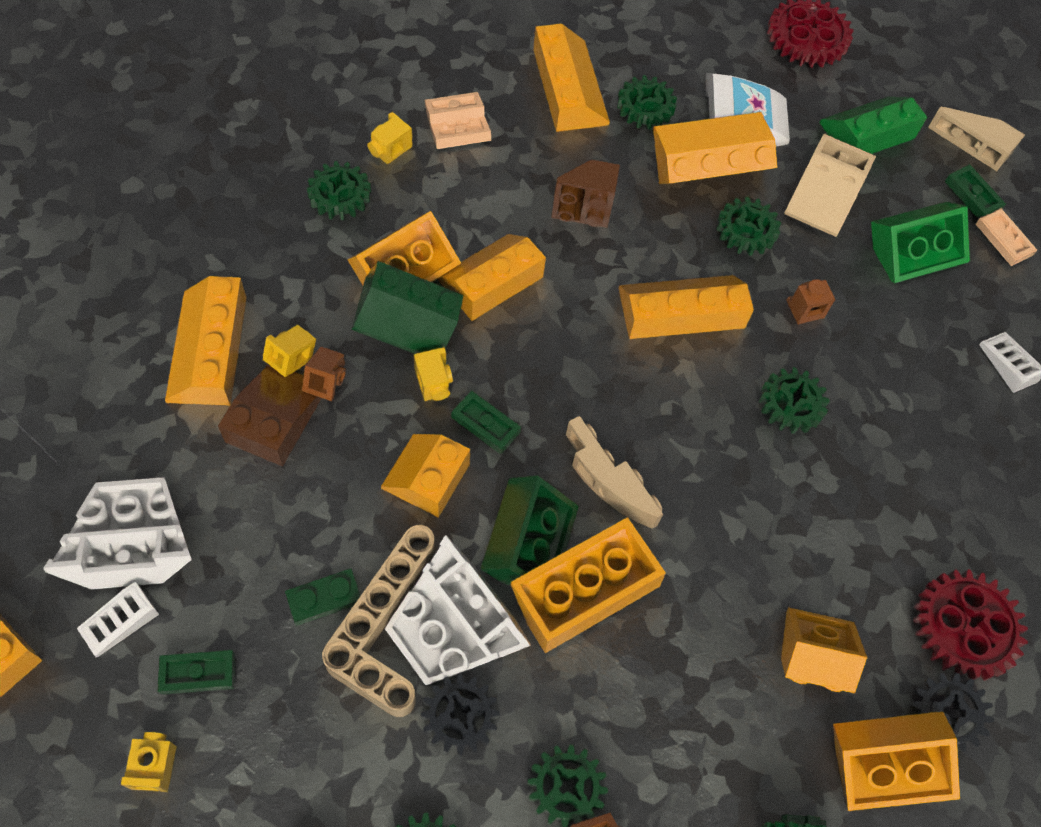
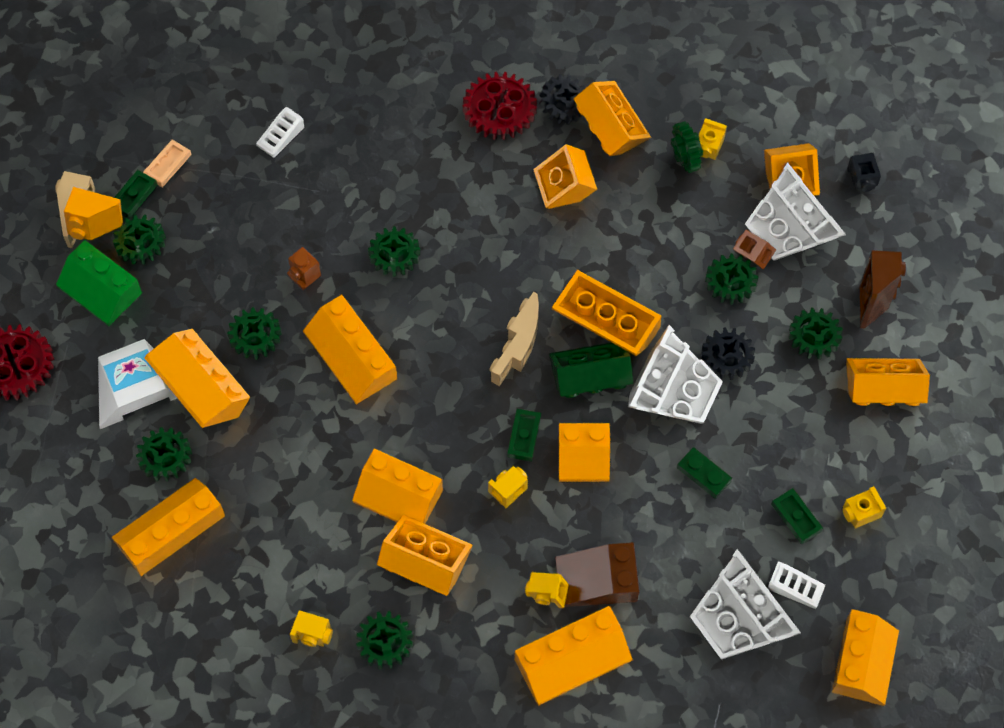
camera: 110 degrees left, 0 degrees up
(324, 373) = (552, 554): dark orange brick -> none
(377, 618) = (699, 427): tan beam -> none
(406, 310) = (474, 521): dark green slope -> none
(457, 120) = (257, 593): light nougat slope -> none
(586, 193) = (294, 447): reddish brown slope -> none
(830, 185) = (185, 290): tan slope -> none
(913, 174) = (139, 239): none -> dark green gear
(922, 240) = (202, 215): green slope -> none
(954, 115) = (91, 214): none -> light orange slope

